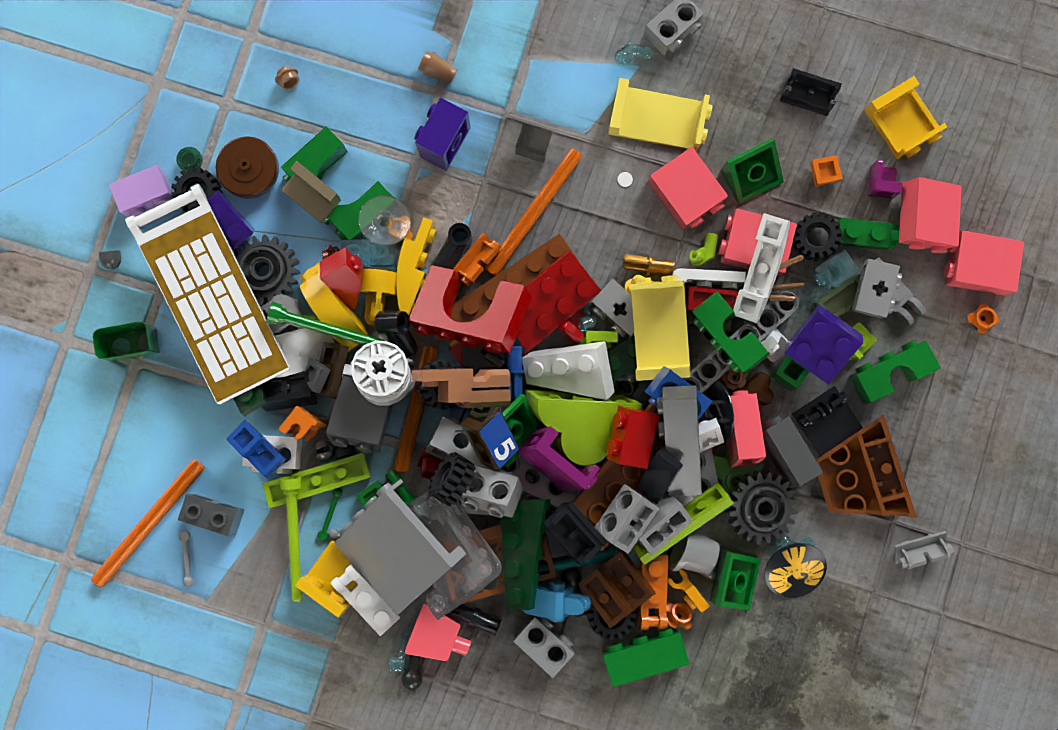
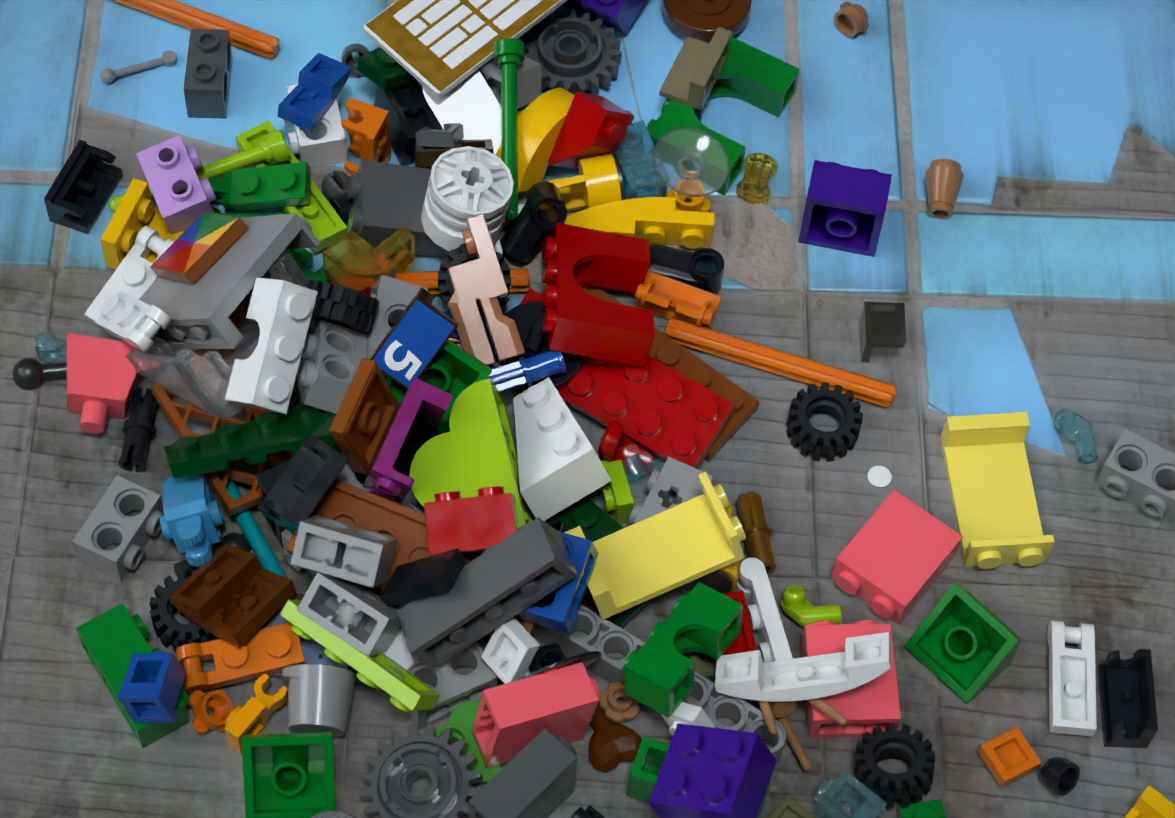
camera: 70 degrees right, 25 degrees down
(230, 412) = (347, 57): none -> dark grey hinge
(280, 617) = (82, 188): none -> black hinge
(303, 556) = (176, 183): none -> lavender brick
(317, 500) = (263, 187): none -> green hinge
(368, 556) = (199, 247): none -> tile
(388, 179) = (757, 178): none -> clear yellow bush
(406, 451) = (358, 265): none -> clear yellow brick
(412, 610) = (132, 320): none -> white plate
(456, 517) = (270, 372): none -> white arch
(536, 482) = (364, 416): none -> dark orange tile
(584, 184) = (826, 402): none -> black tyre
(672, 659) = (152, 687): none -> blue brick
(787, 117) = (1072, 679): none -> white plate
(843, 147) = (1060, 775): none -> black hinge

